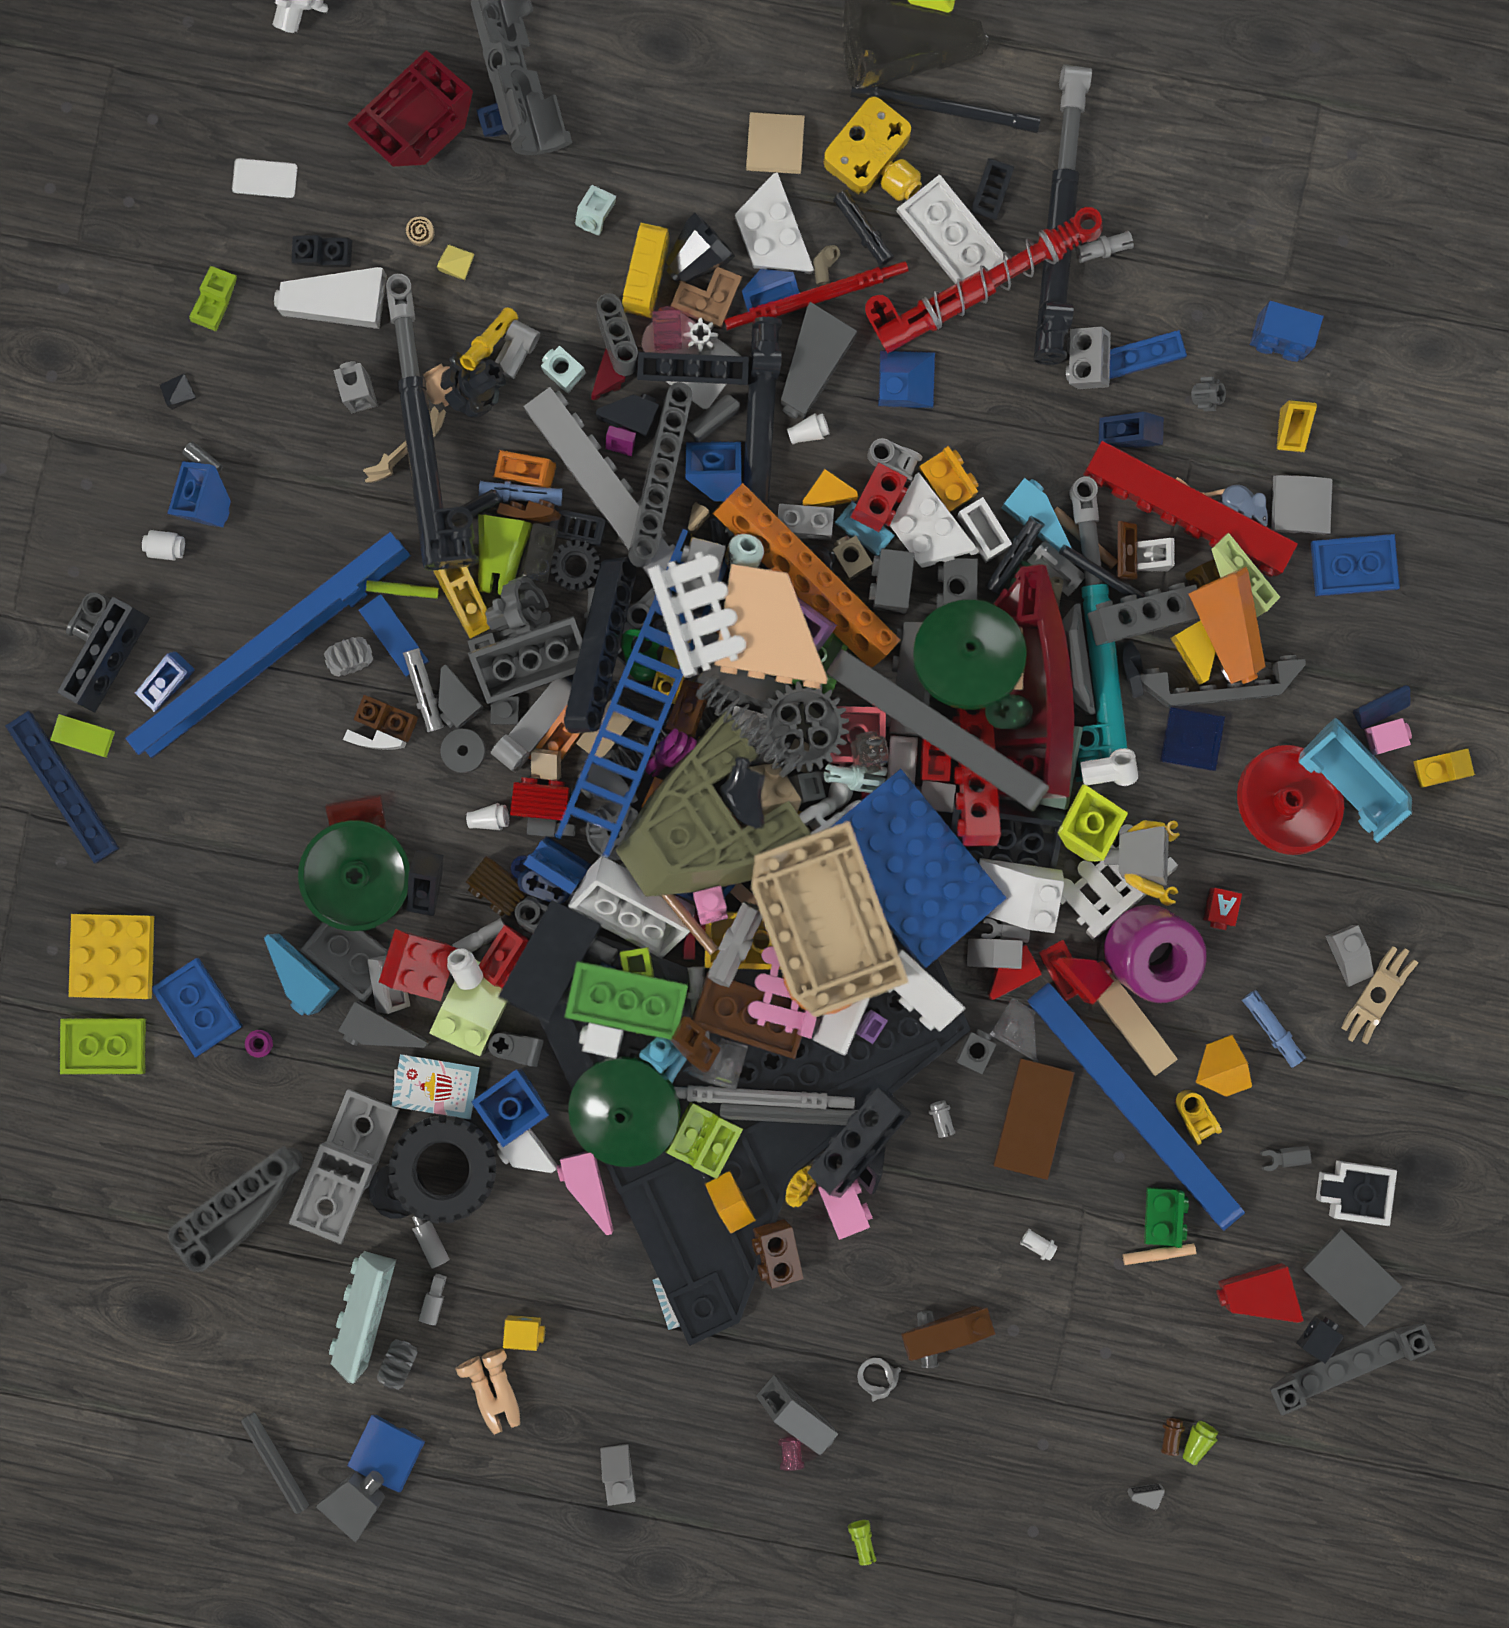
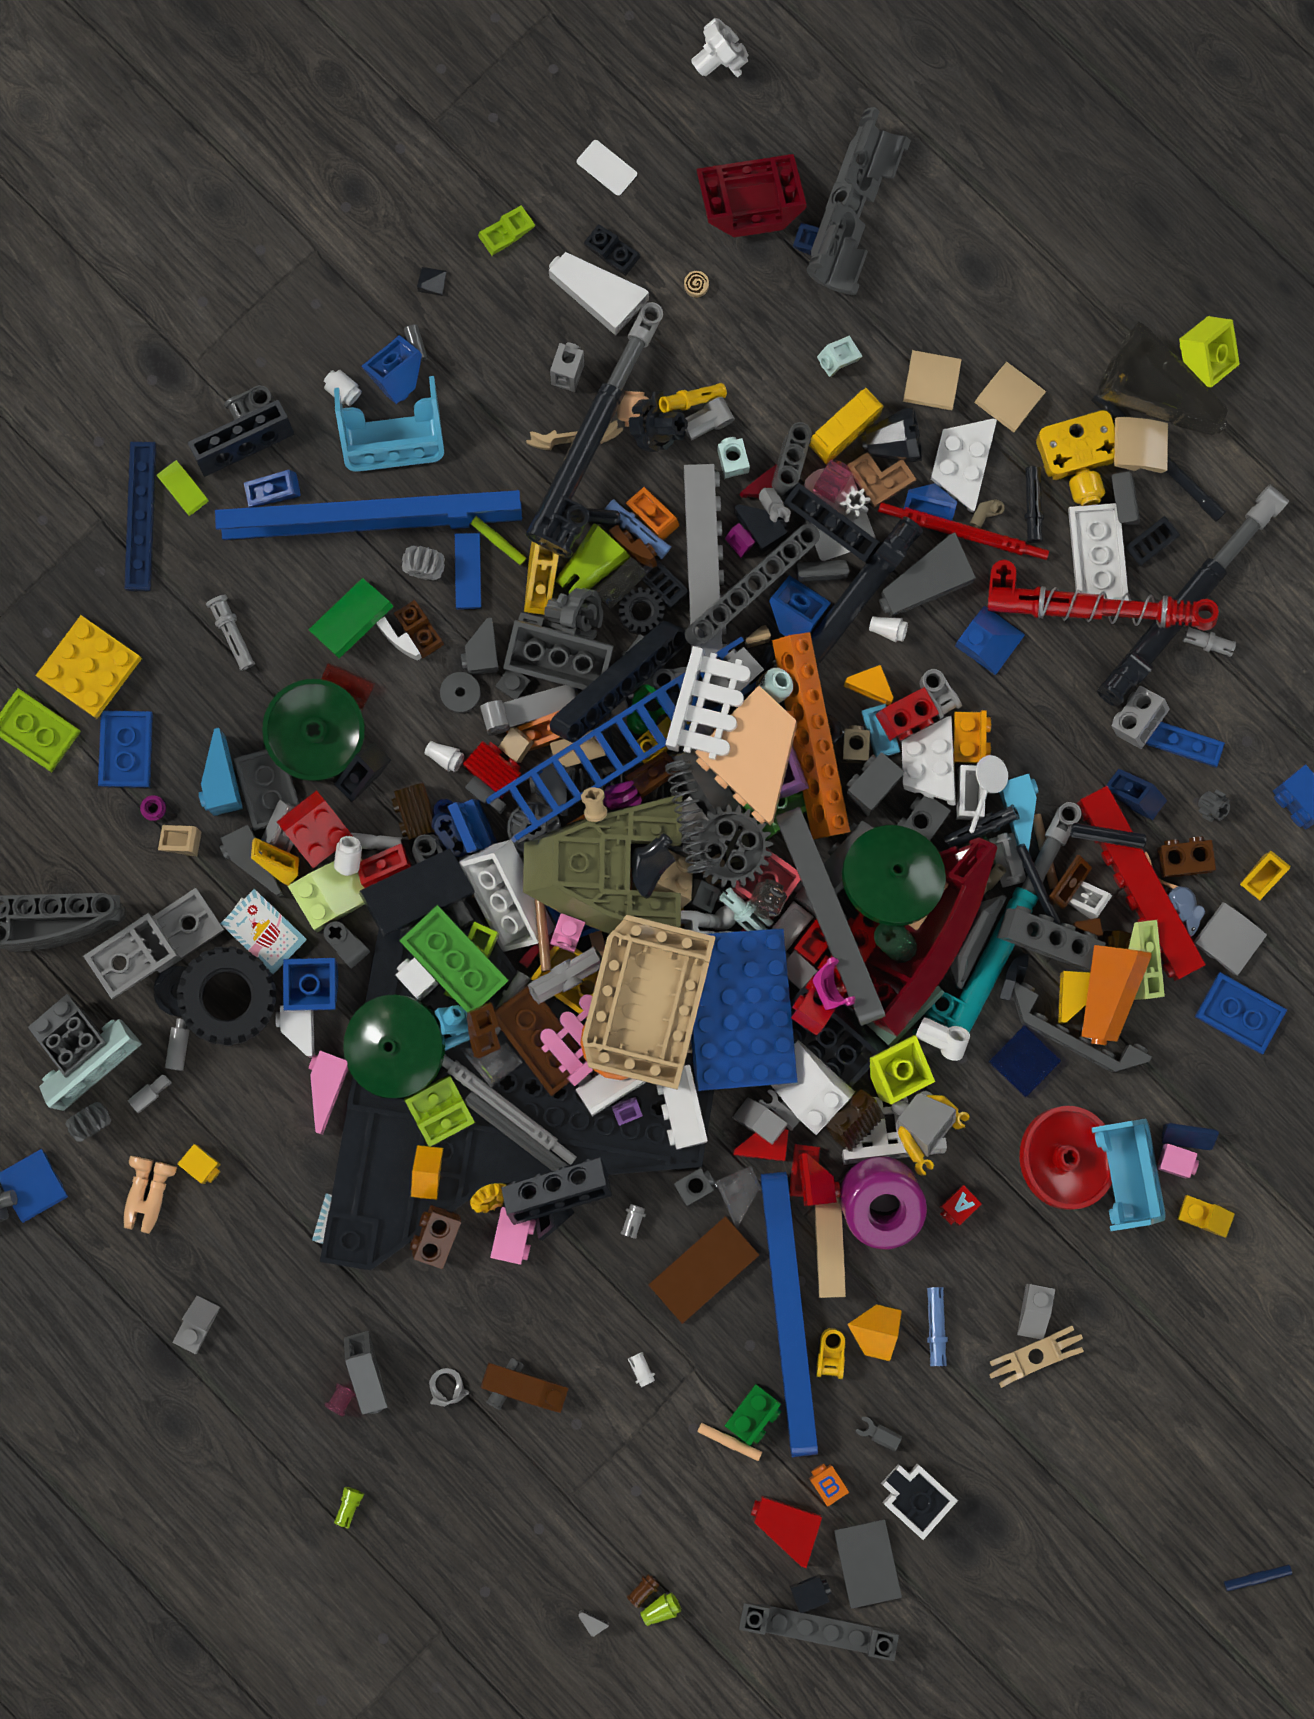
camera: 25 degrees right, 5 degrees down
(207, 830) = (226, 621): none -> light grey pin
(241, 564) = (392, 440): none -> medium azure windscreen
(303, 1055) = (180, 839): none -> tan slope
(317, 751) = (350, 618): none -> green tile
(324, 1302) = (67, 1035): none -> dark grey slope
(409, 1016) = (275, 861): none -> yellow slope
(433, 721) = (453, 655): light grey pin -> none
(455, 262) = (707, 324): light yellow slope -> none
(630, 387) = (773, 504): none -> light grey bar
(659, 778) = (593, 801): none -> tan bush
(694, 175) = (932, 380): none -> tan slope
(807, 521) = (840, 695): light grey brick -> none
(924, 106) = (1141, 444): none -> tan slope
(942, 166) = (1126, 498): none -> dark grey slope
(979, 798) = (826, 986): none -> dark pink helmet
(996, 505) = (992, 778): none -> white piece
(1080, 896) = (855, 1120): none -> dark brown brick
(1134, 485) = (1108, 835): none -> black axle
(1172, 577) = (1090, 925): none -> reddish brown slope
(1218, 462) = (1187, 863): none -> reddish brown brick
(1272, 1232) = (828, 1484): none -> orange brick

